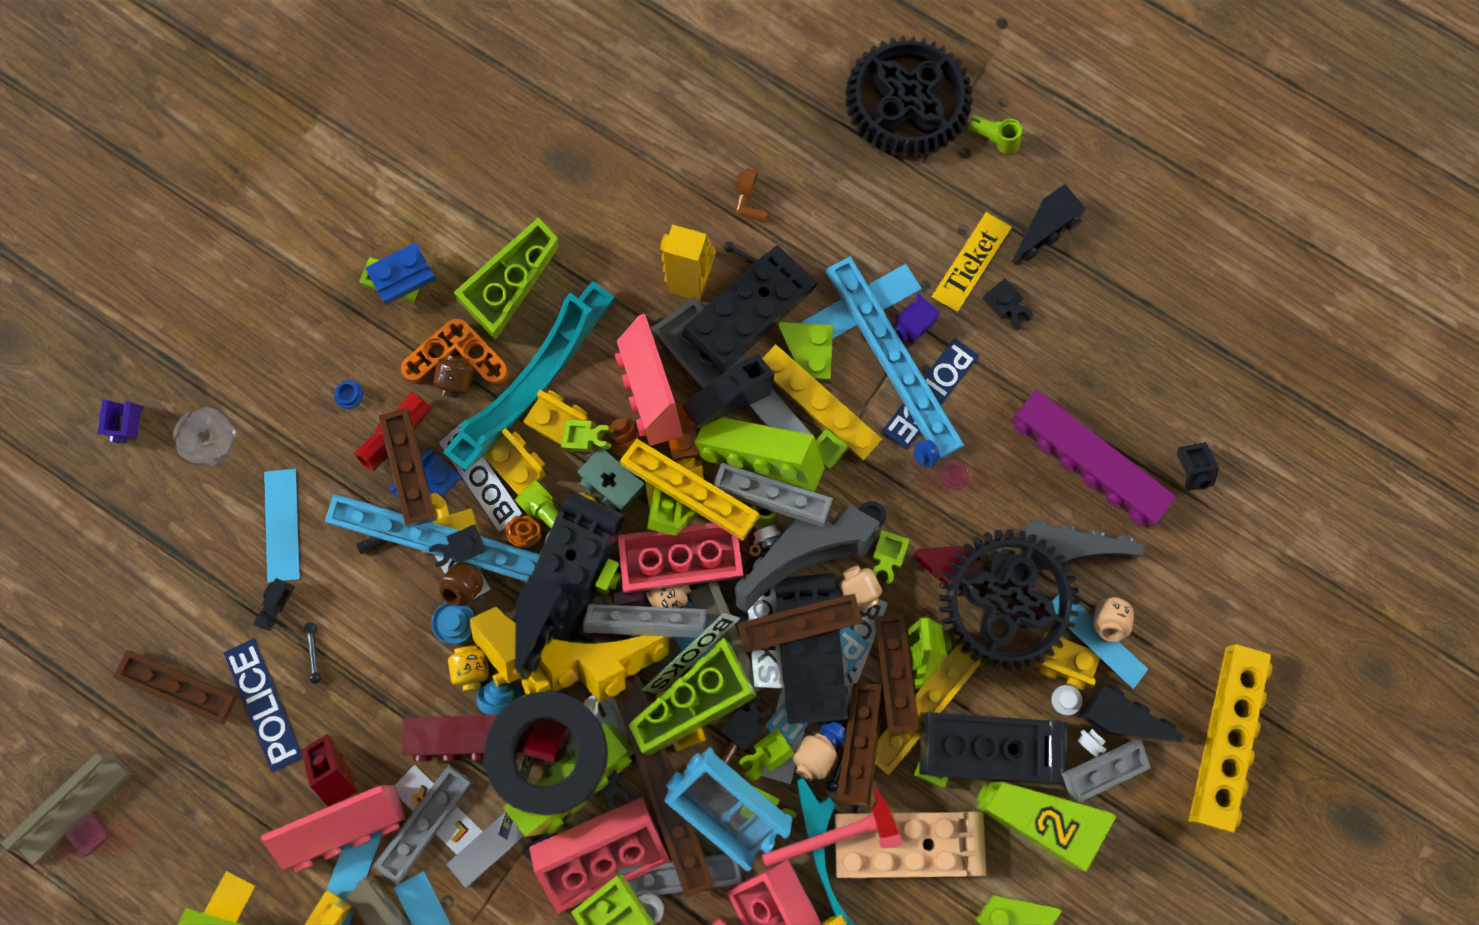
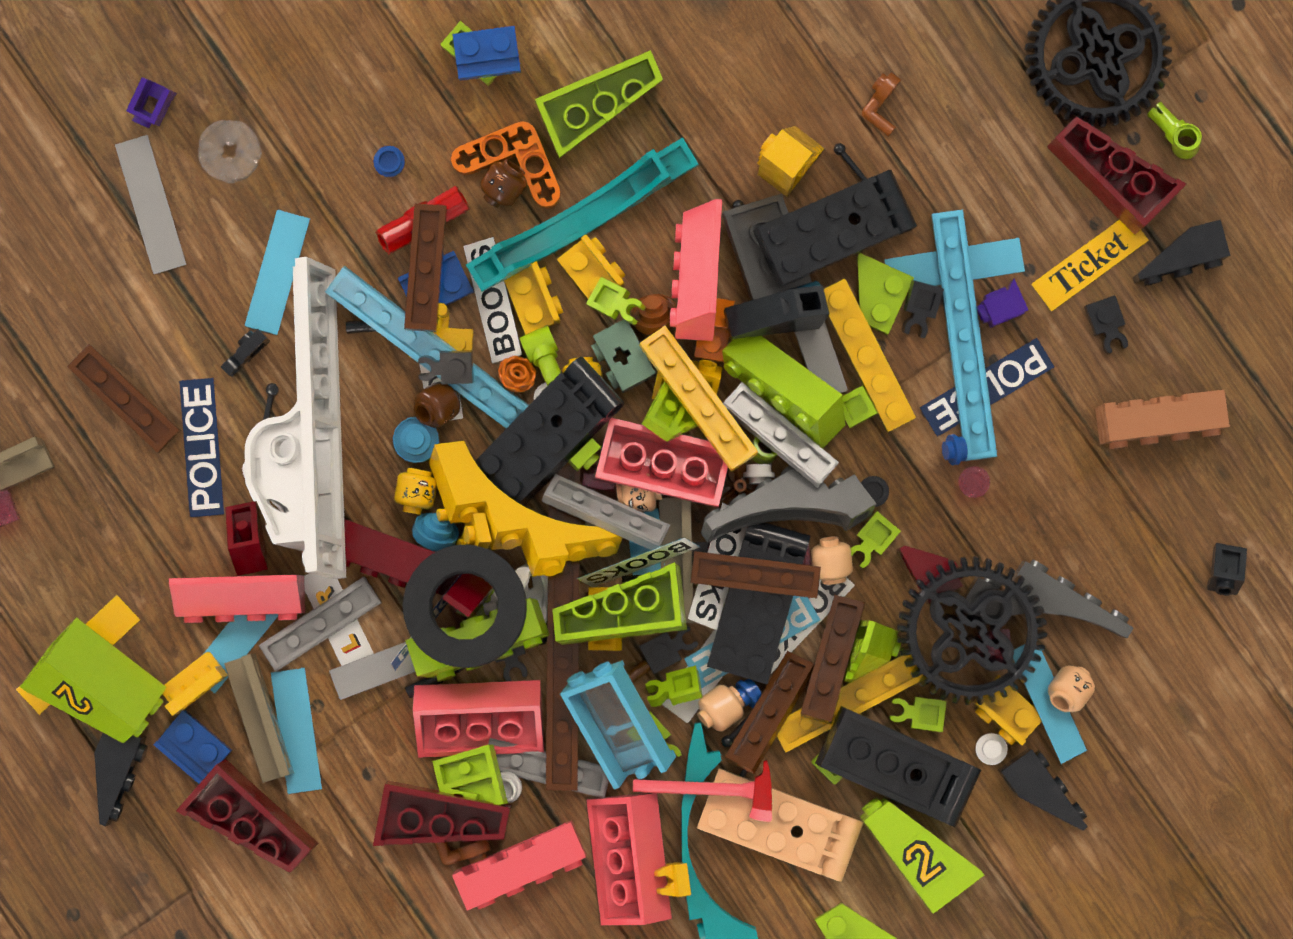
camera: 25 degrees right, 10 degrees up
(149, 509) = (150, 204): none -> light grey sticker
(329, 674) = (299, 454): none -> white piece
(536, 617) = (502, 470): black slope -> none
(848, 342) = (923, 302): none -> black plate
(962, 181) = (1115, 174): none -> dark red wedge
(995, 691) = (924, 713): none -> lime plate
(1088, 360) = (1162, 417): none -> nougat wedge
(1092, 742) = (998, 798): white plate -> none
(1093, 460) = (1121, 521): magenta brick -> none
(1106, 771) = (999, 831): light grey tile -> none
(1217, 747) = (1118, 853): yellow brick -> none

